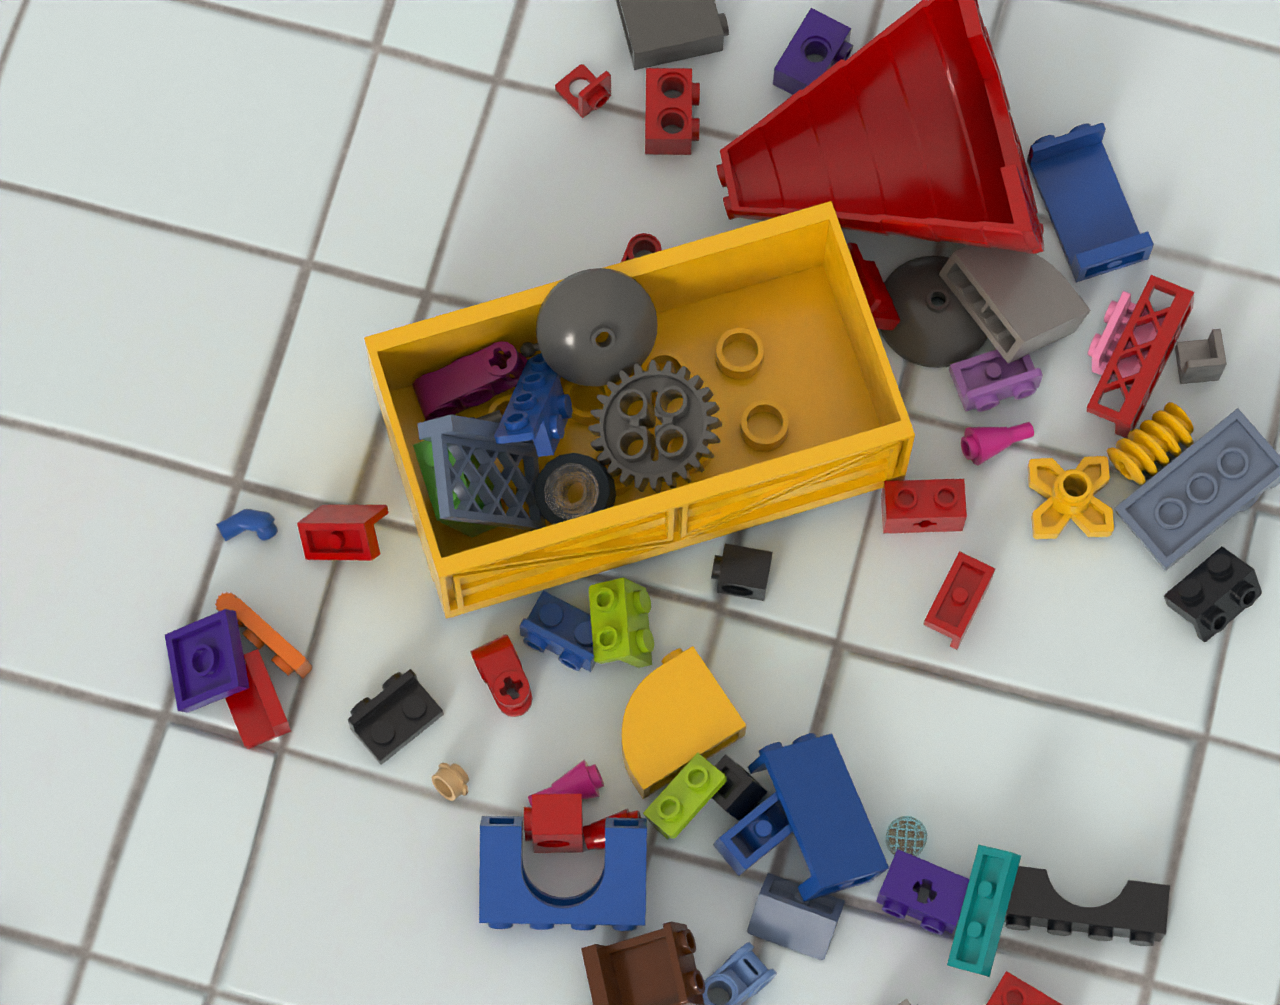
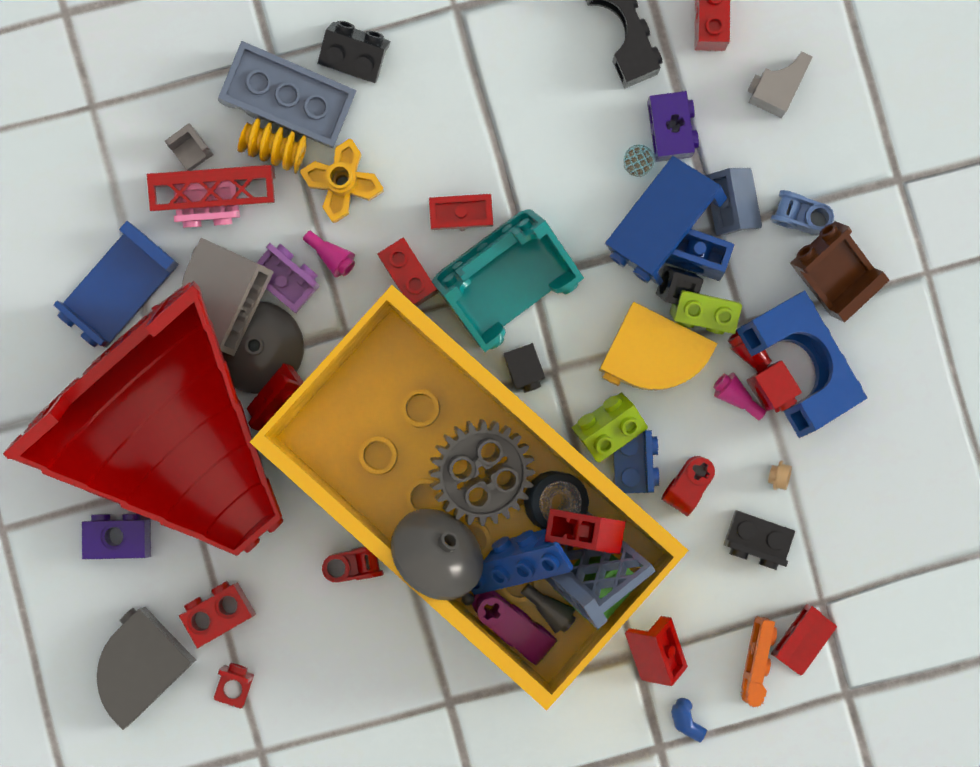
camera: 120 degrees left, 15 degrees up
(206, 661) = (801, 686): dark purple plate -> none
(526, 485) = (585, 531): none -> red brick
(856, 604) = (506, 276): none -> teal windscreen
(984, 910) = (667, 77): teal plate -> none

